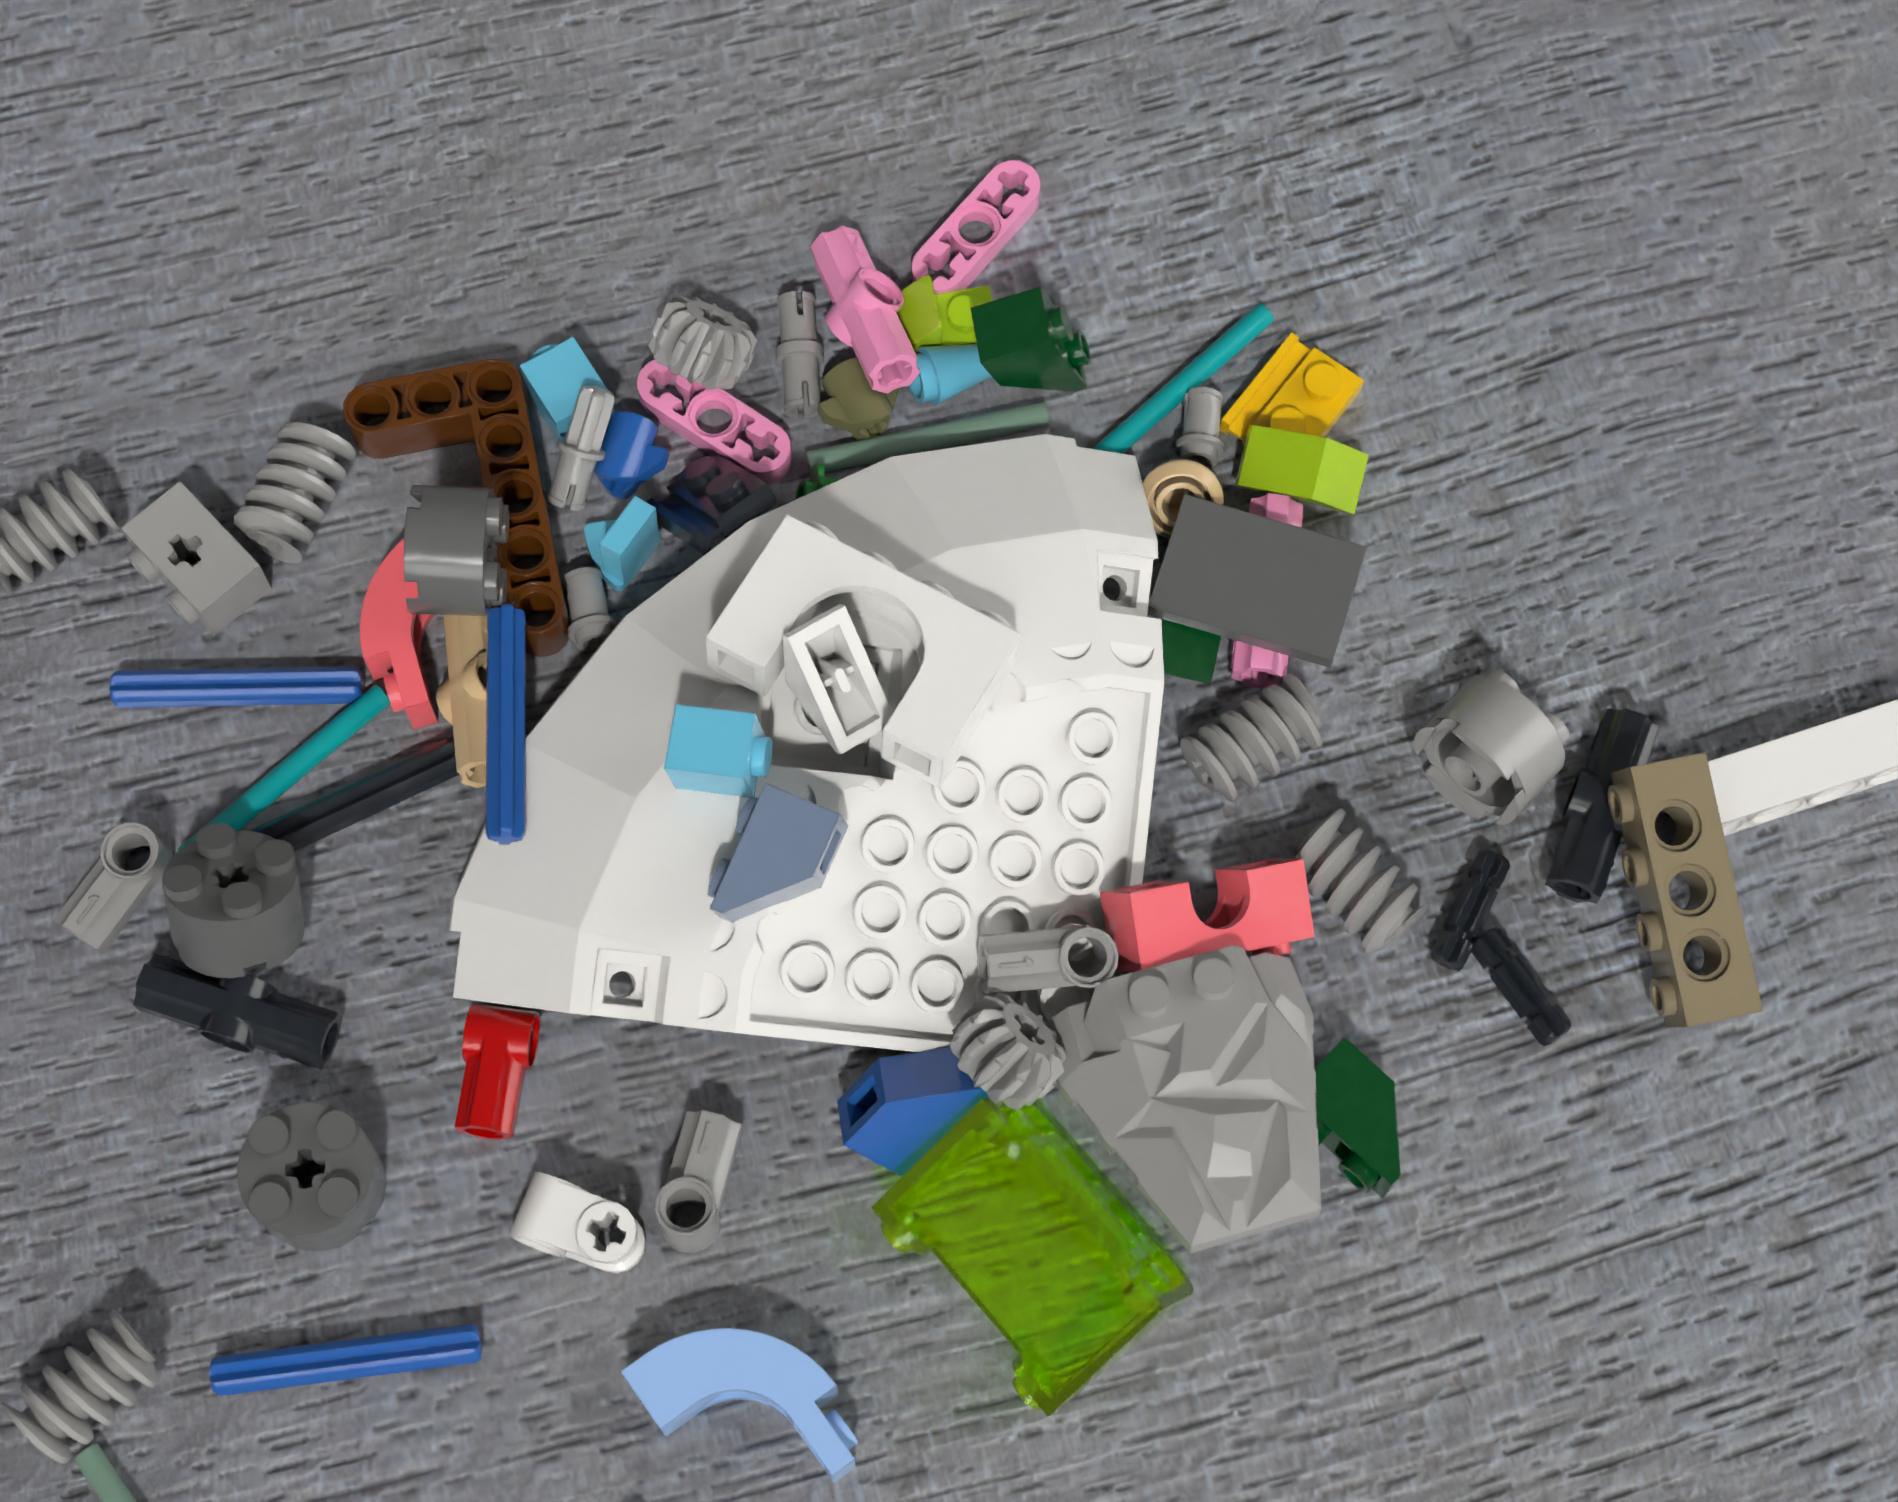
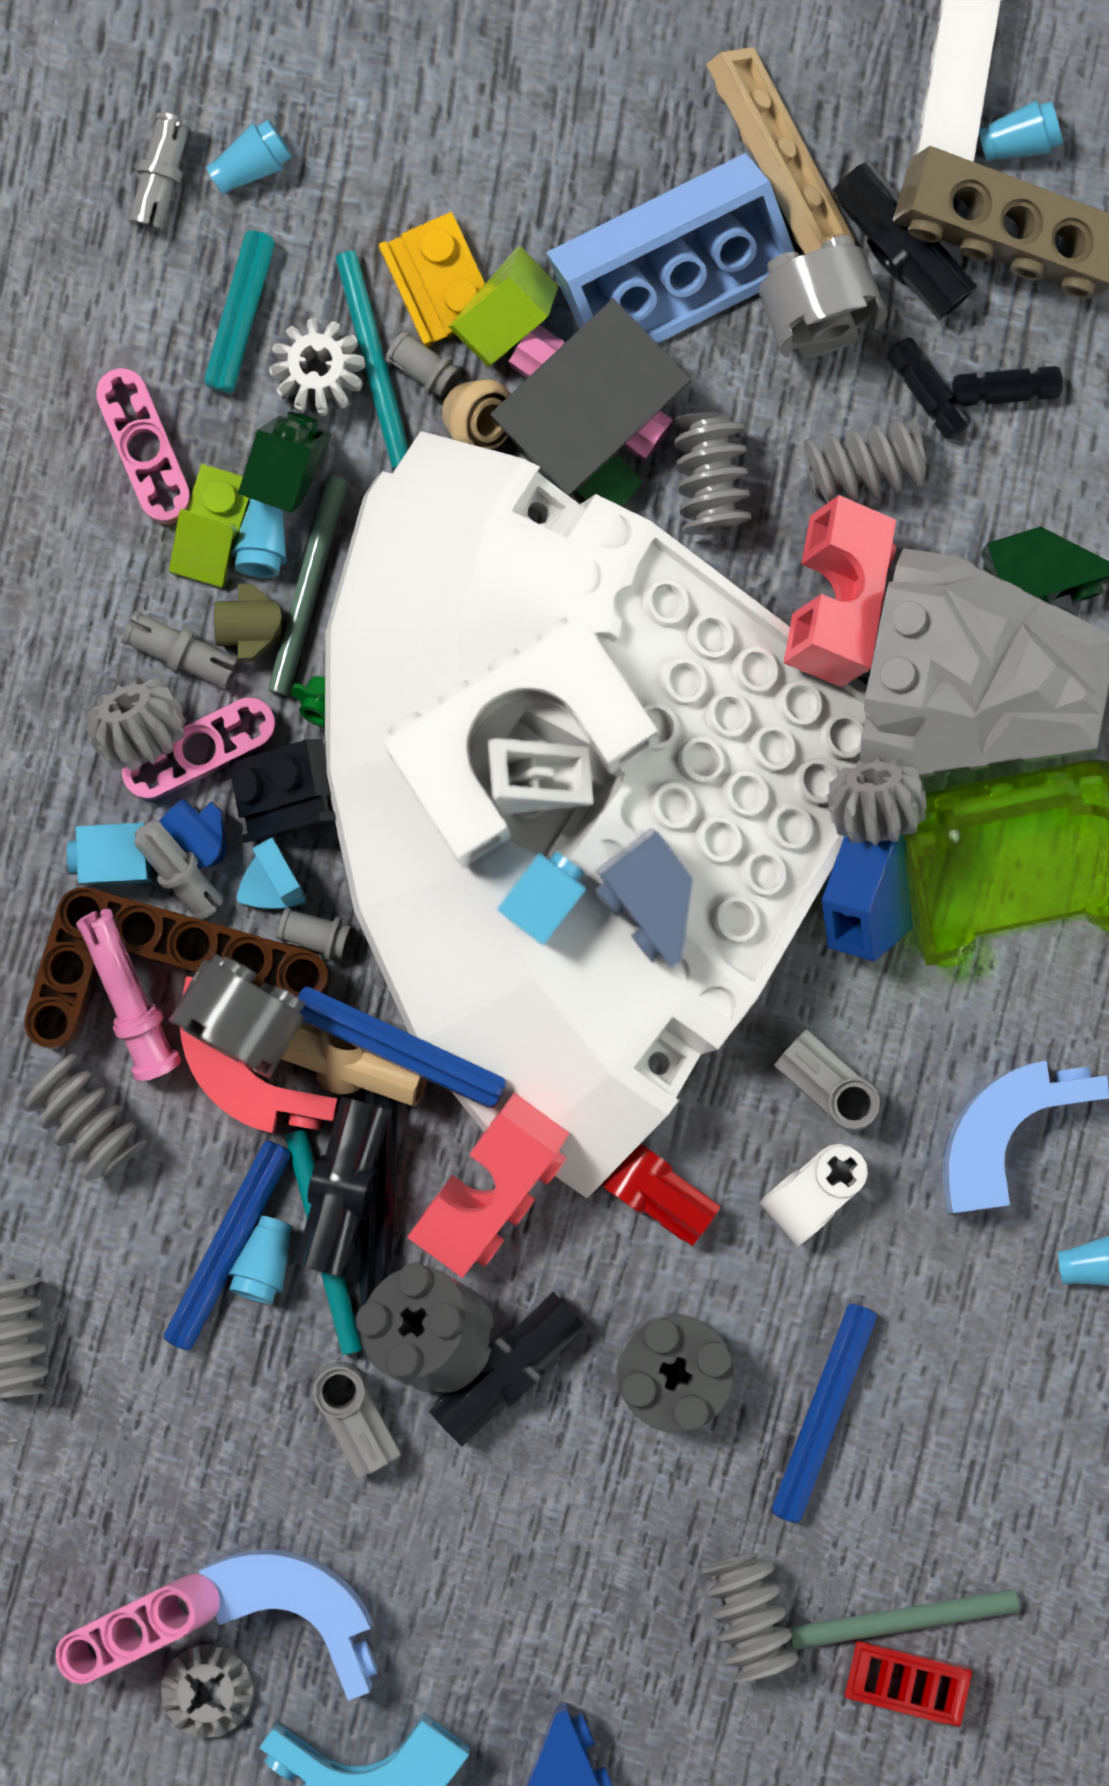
camera: 60 degrees left, 15 degrees up
(182, 529) = (66, 1224): light grey brick -> none
(234, 724) = (263, 1262): none -> medium azure cone
(342, 752) = (343, 1187): none -> black piece
(433, 458) = (136, 1018): none -> bright pink pin
(455, 891) = (465, 1221): none -> coral arch
(865, 309) = (175, 576): bright pink piece -> none
(1041, 959) = (819, 736): light grey piece -> none
(1145, 315) = (322, 348): none -> white gear
(1153, 248) = (239, 311): none -> teal axle
(1241, 116) = (159, 171): none -> light grey pin
(1305, 184) = (250, 157): none -> medium azure cone
(1450, 598) = (678, 252): none -> light blue slope
(1617, 636) = (777, 147): none -> tan plate
(1783, 864) = (1022, 133): none -> medium azure cone

